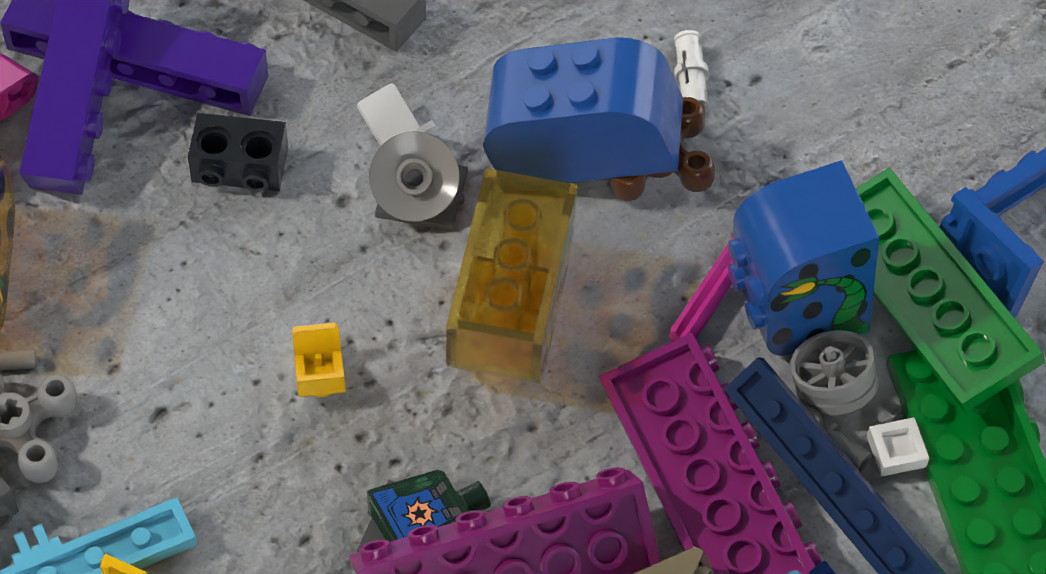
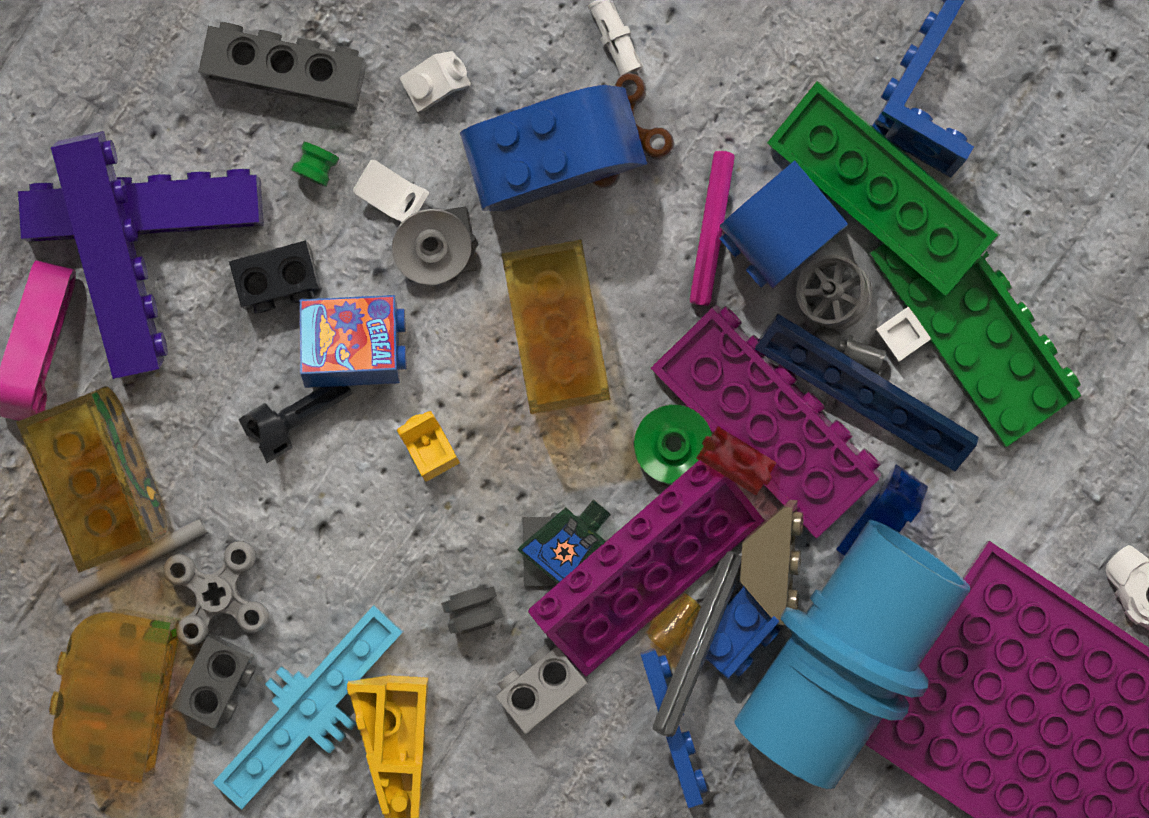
camera: 15 degrees left, 30 degrees up
(156, 283) = (274, 428): none -> black piece
(285, 231) = (351, 341): none -> brick
(286, 541) = (472, 610): none -> dark grey wheel
(330, 72) = (315, 164): none -> green wheel
(485, 43) = (435, 79): none -> white bracket
(589, 441) = (652, 438): none -> green dish
(658, 483) = (736, 460): none -> clear red piece

